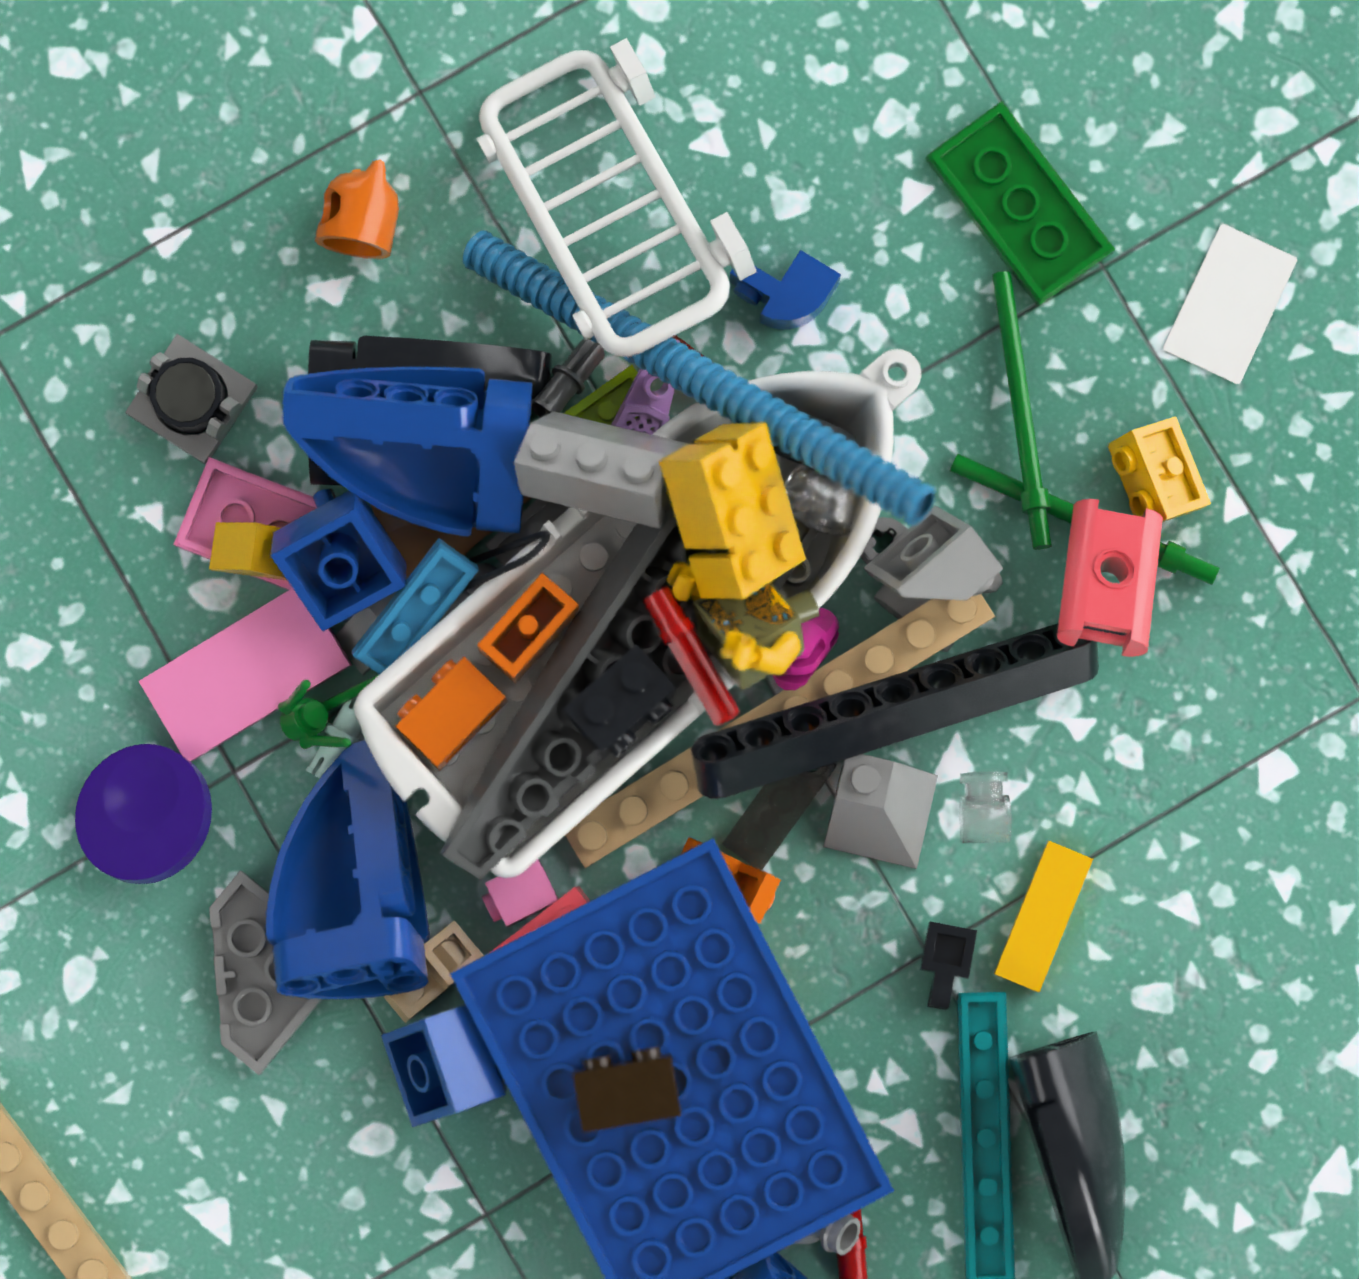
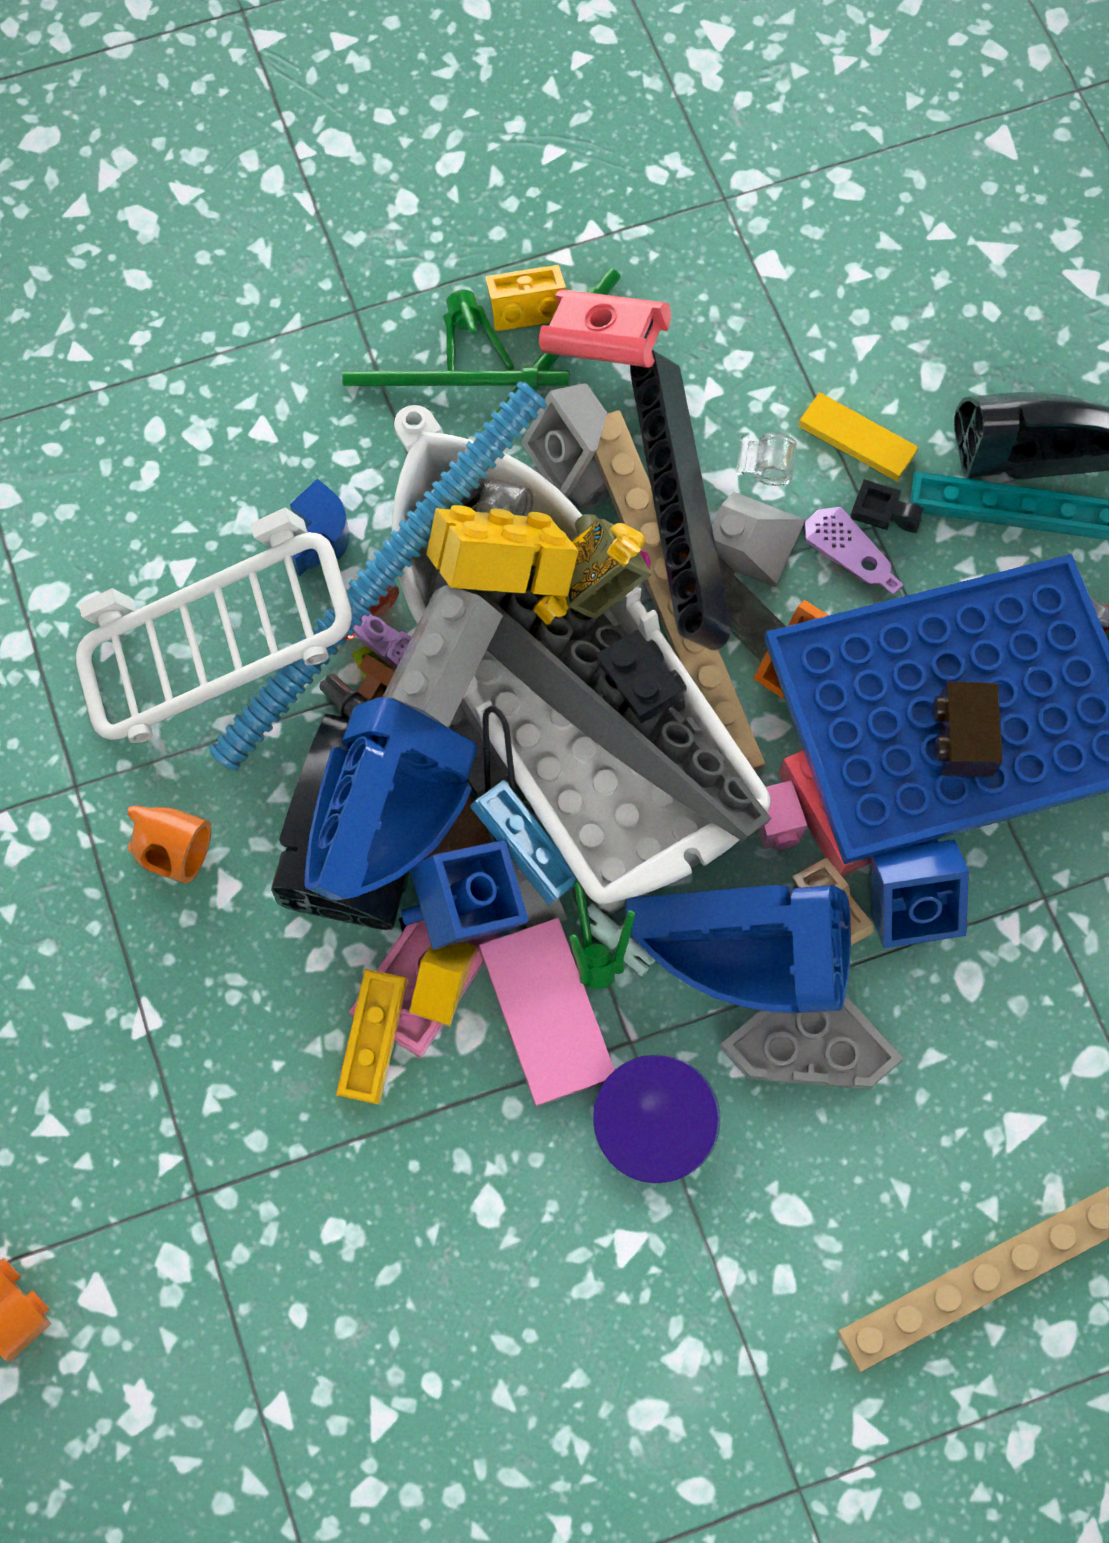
camera: 80 degrees left, 15 degrees down
(182, 488) = (372, 1036): none -> yellow tile
(189, 397) = (293, 1017): piece -> none
(450, 711) = (619, 825): orange brick -> none
(528, 628) = (561, 748): orange brick -> none
(595, 403) = (376, 678): none -> dark orange tile
(680, 636) = (615, 612): red axle -> none
(882, 932) = (853, 552): none -> lavender piece
(1020, 204) = (291, 356): green tile -> none
(1117, 400) = (465, 315): none -> green plant
(1230, 303) = (405, 232): white sticker -> none

